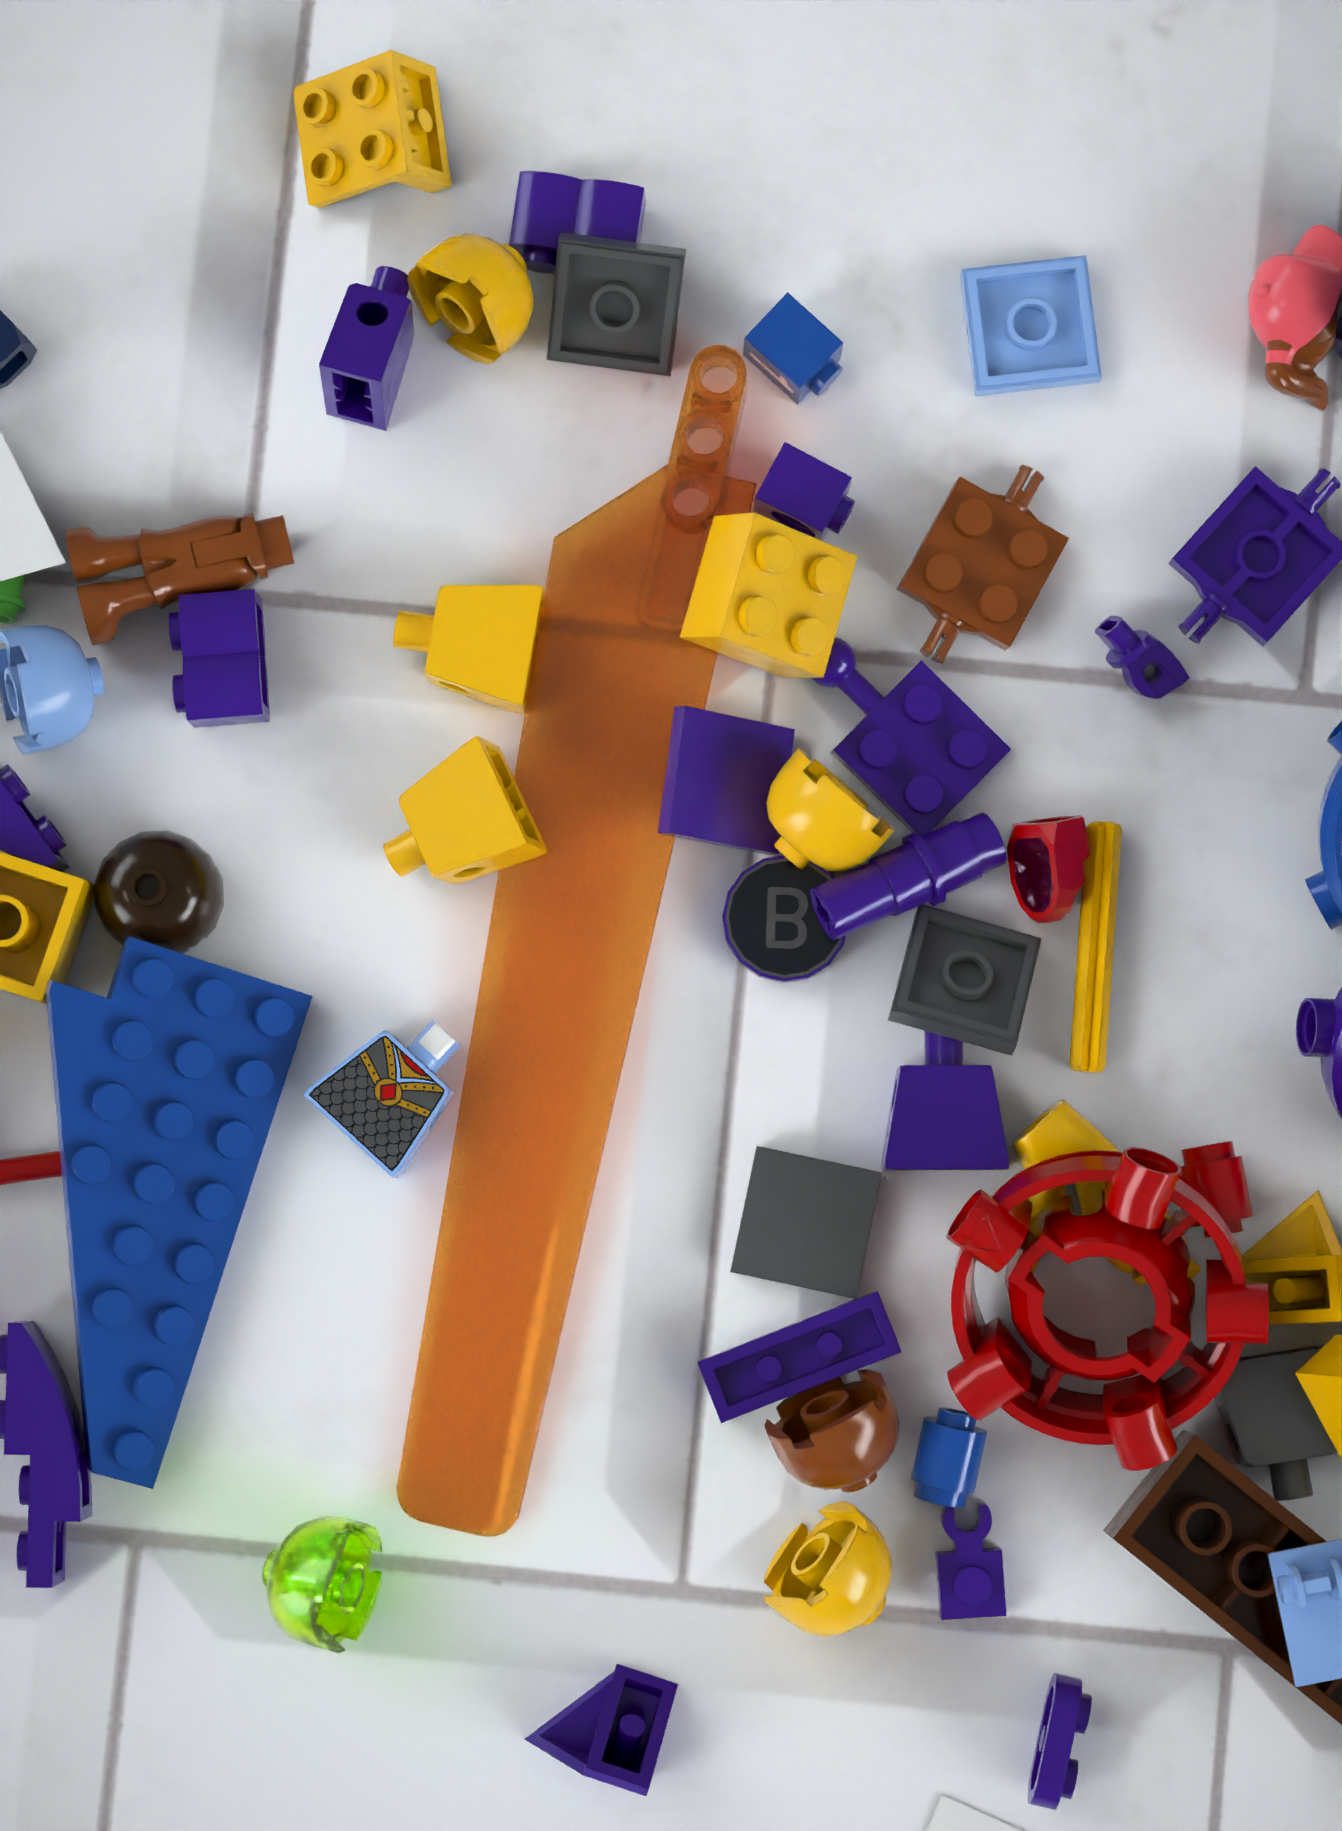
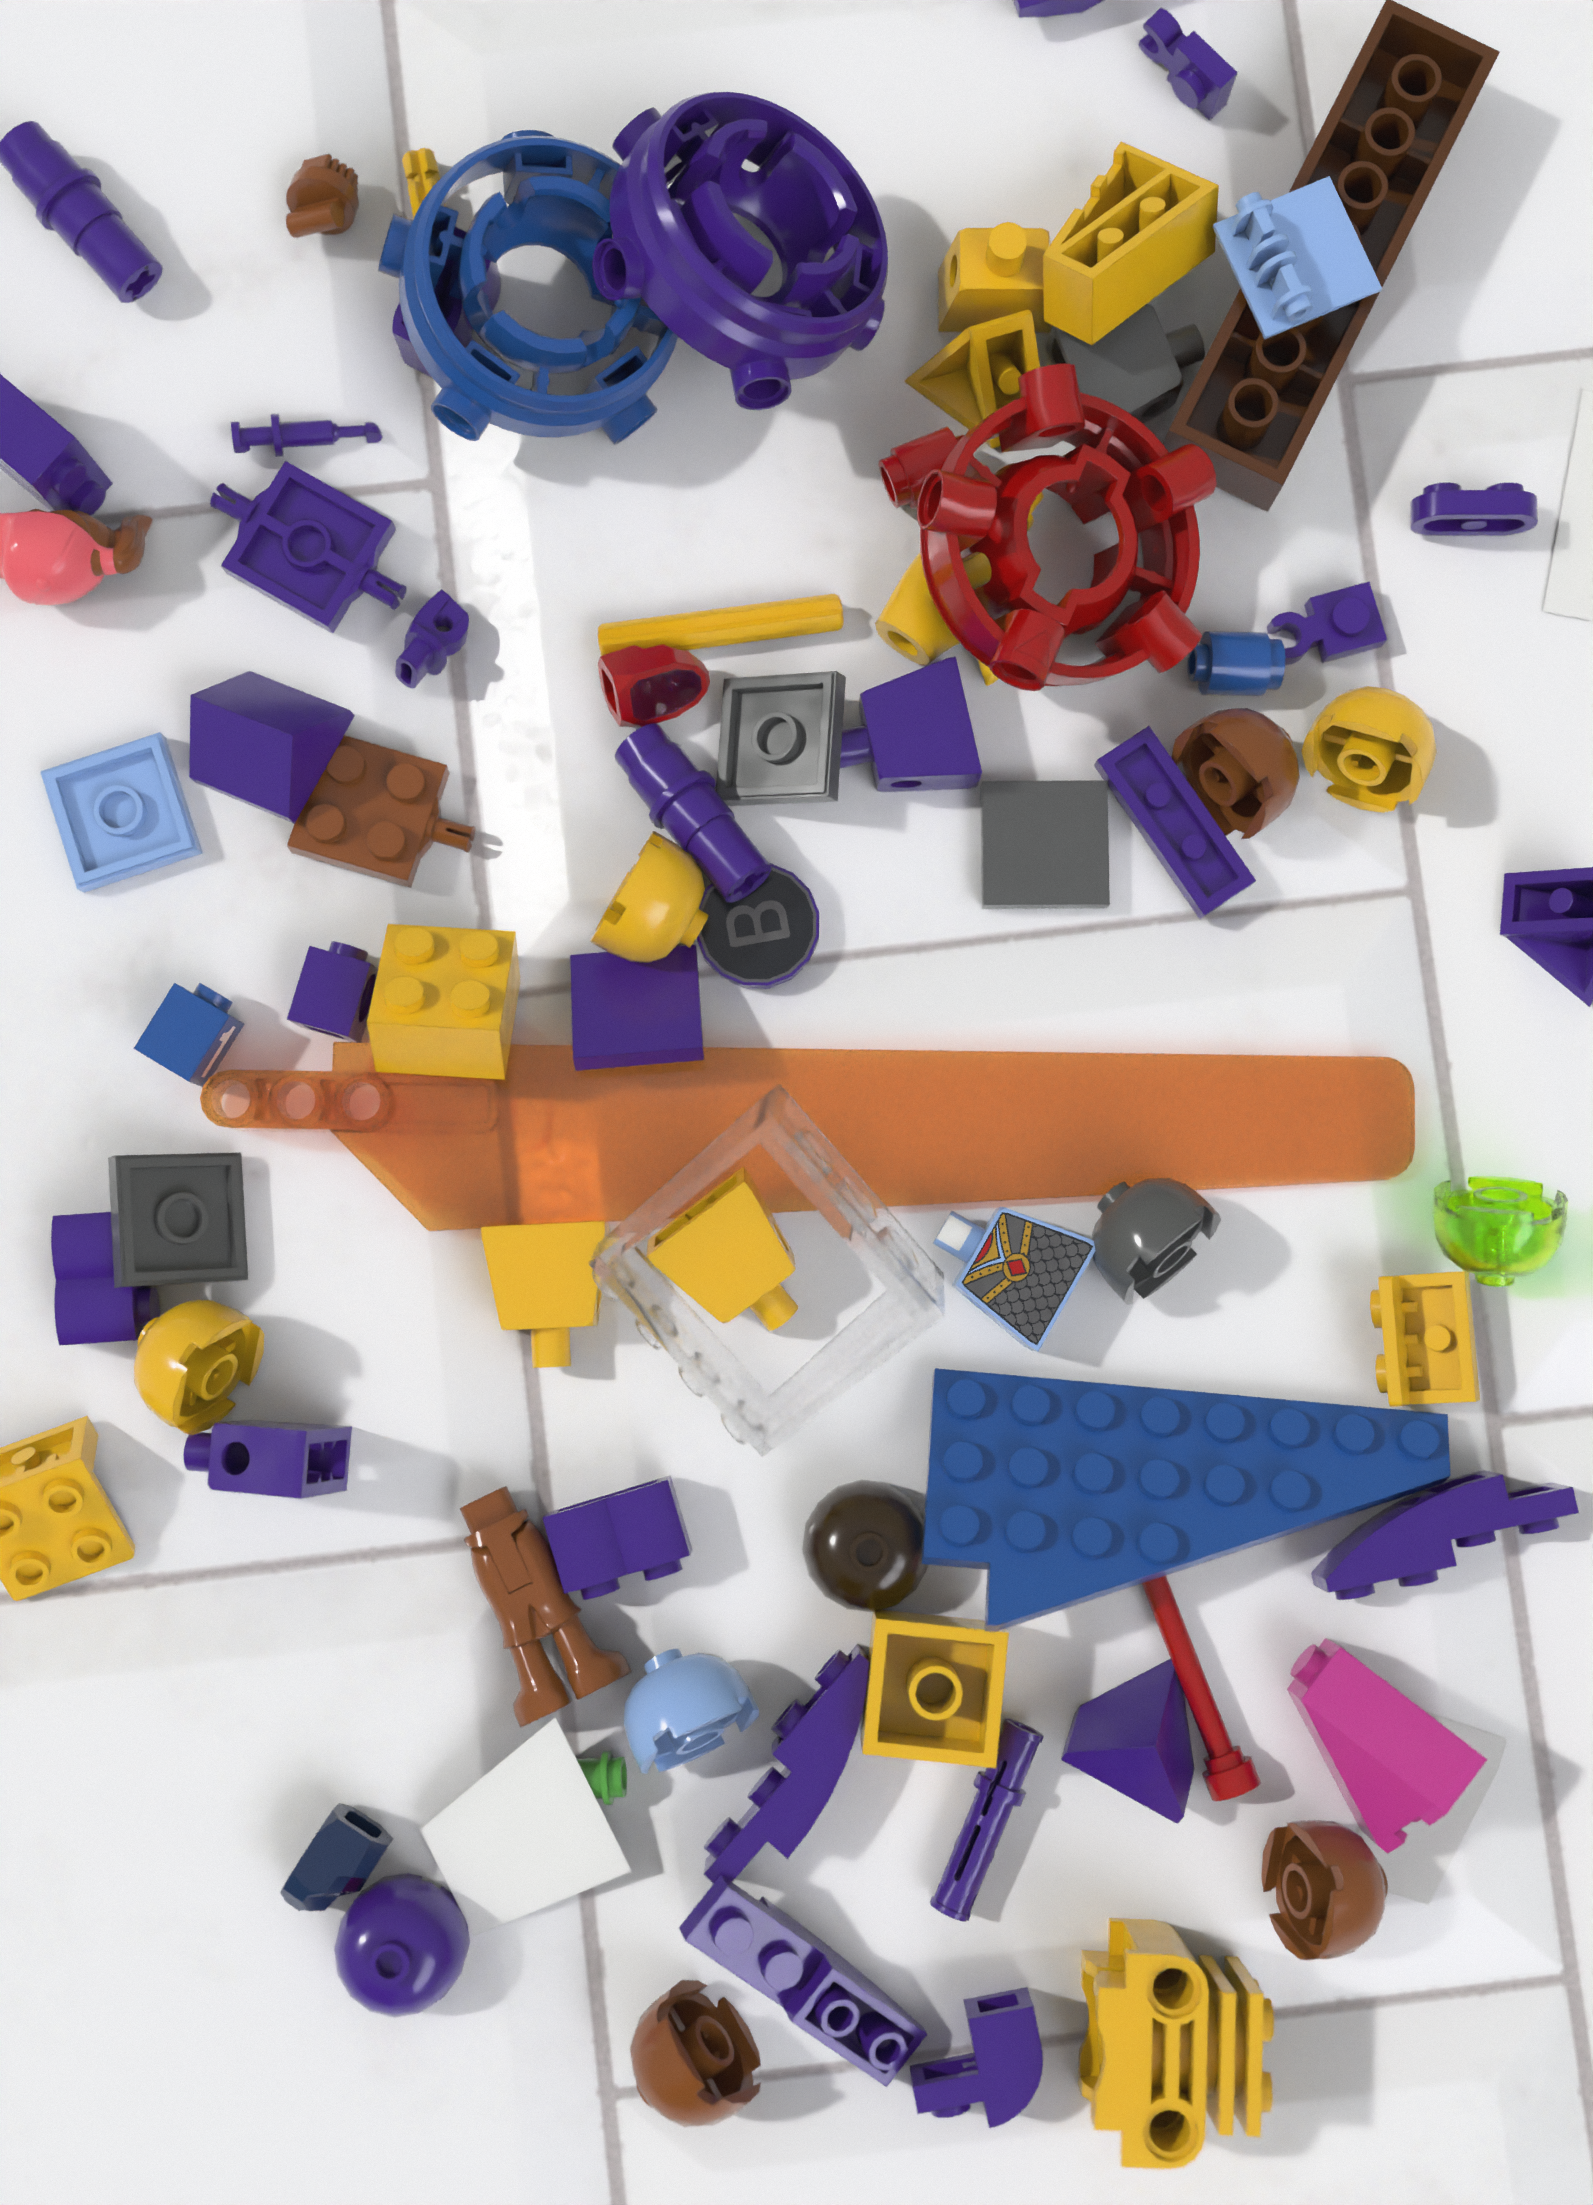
camera: 105 degrees left, 0 degrees up
(230, 1482) = (1426, 1338): none -> yellow bracket
(392, 1230) = (1149, 1234): none -> dark grey cylinder
(477, 938) = (665, 1320): none -> clear windscreen
(916, 745) = (560, 837): dark purple plate -> none
(1068, 474) = (263, 742): none -> dark purple slope

